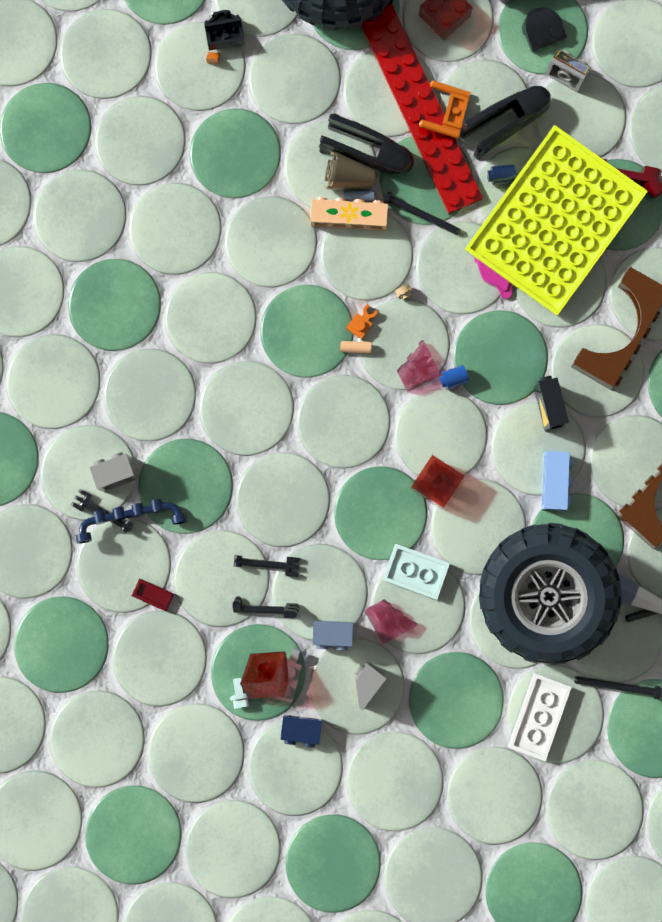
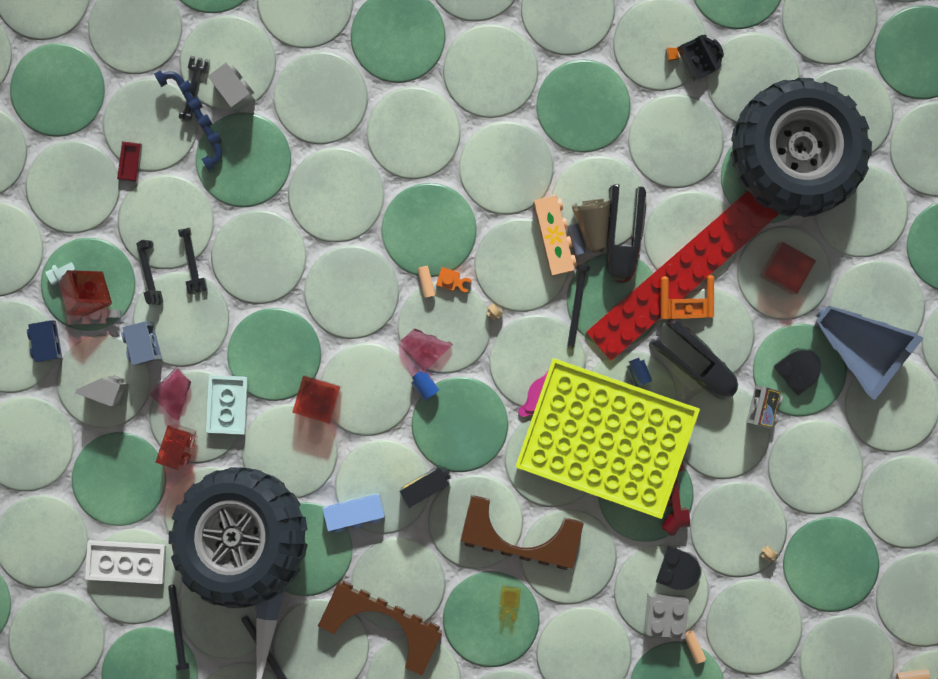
camera: 70 degrees right, 5 degrees up
(442, 630) = (176, 446): none -> clear red brick

